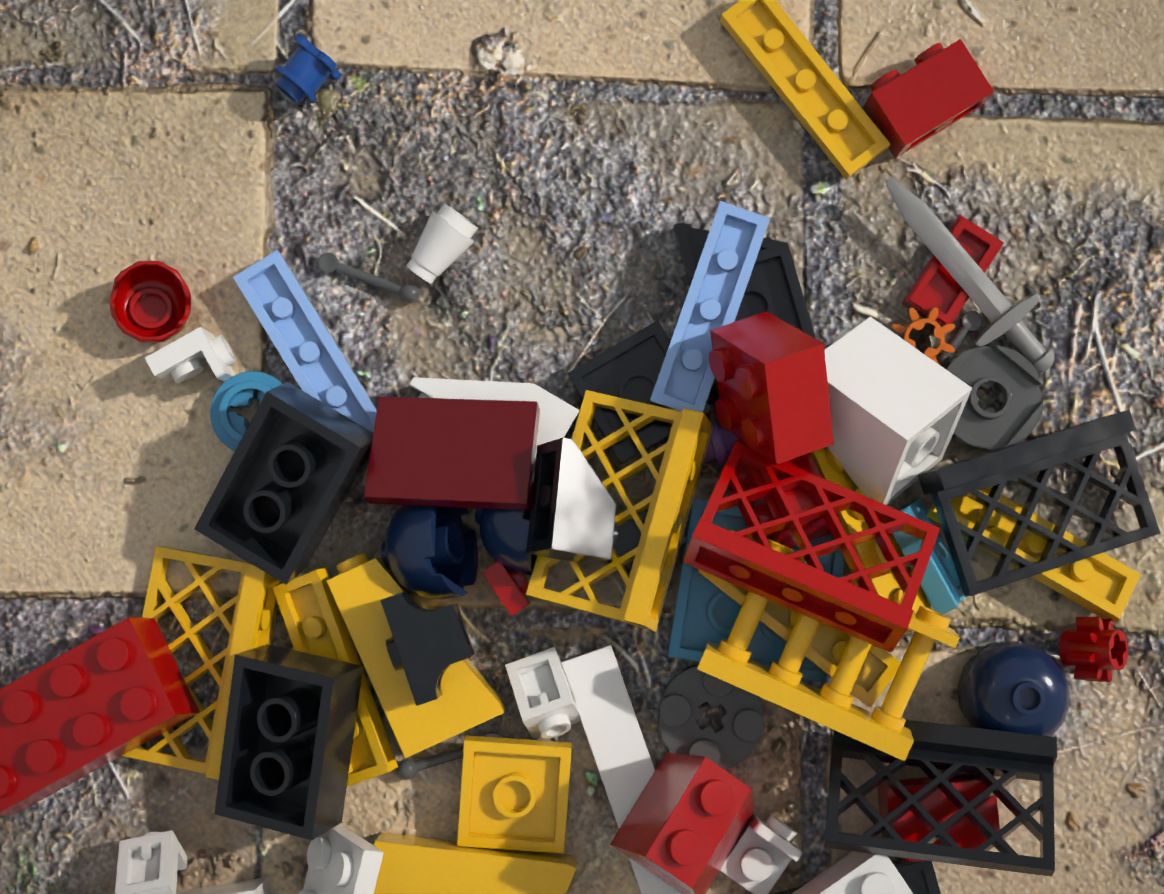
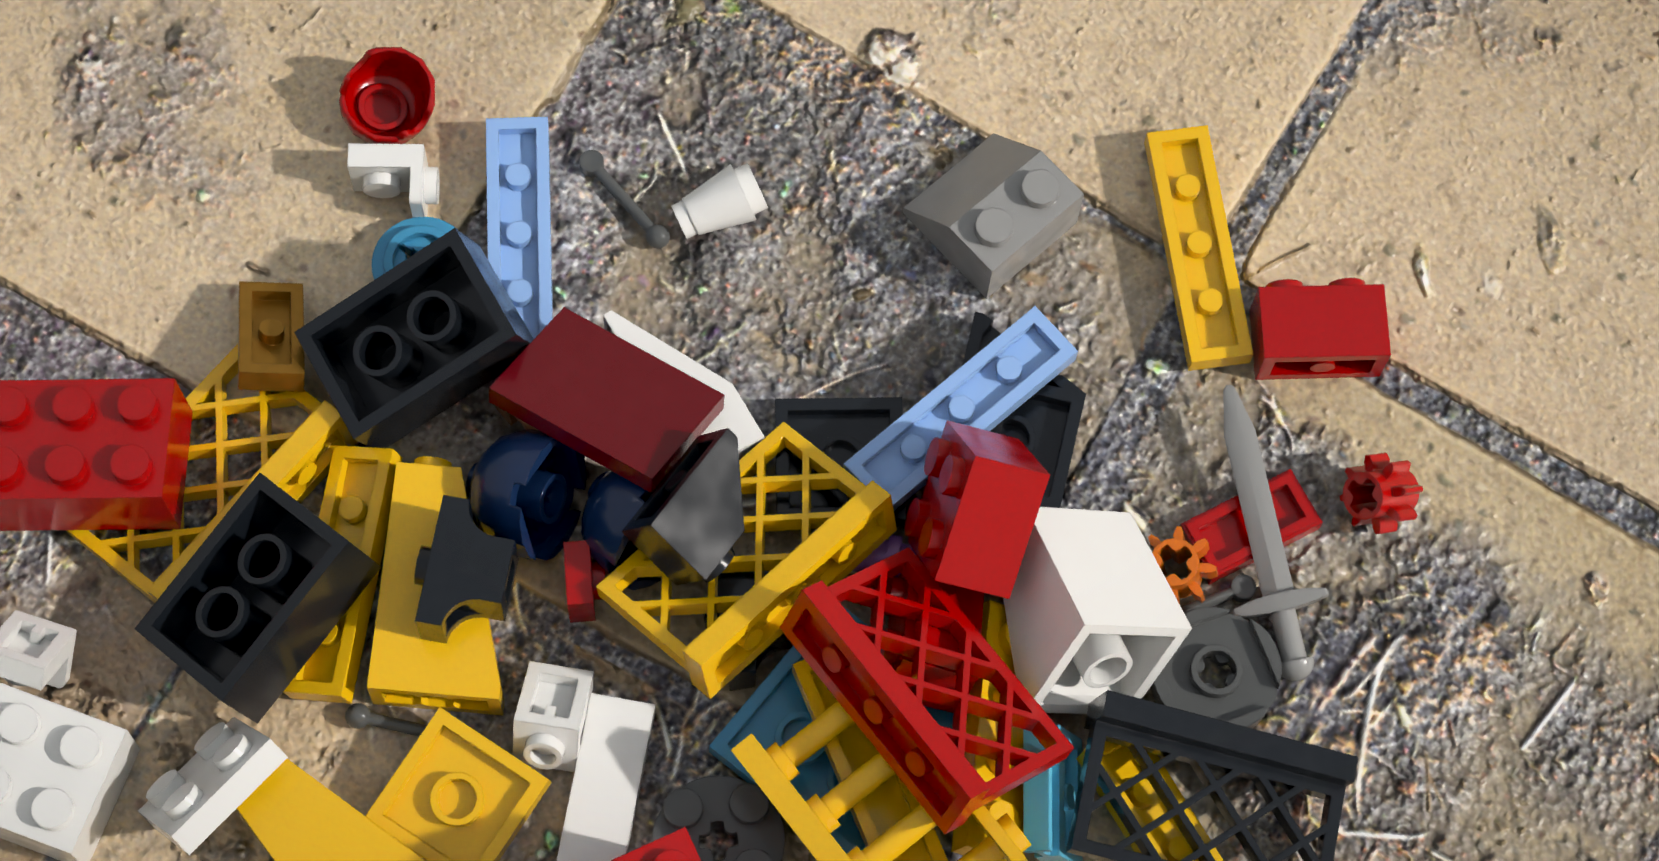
camera: 20 degrees right, 15 degrees down
(169, 526) = (267, 346): none -> pearl gold plate
(641, 135) = (996, 211): none -> light grey slope
(1037, 199) = (1381, 493): none -> red gear

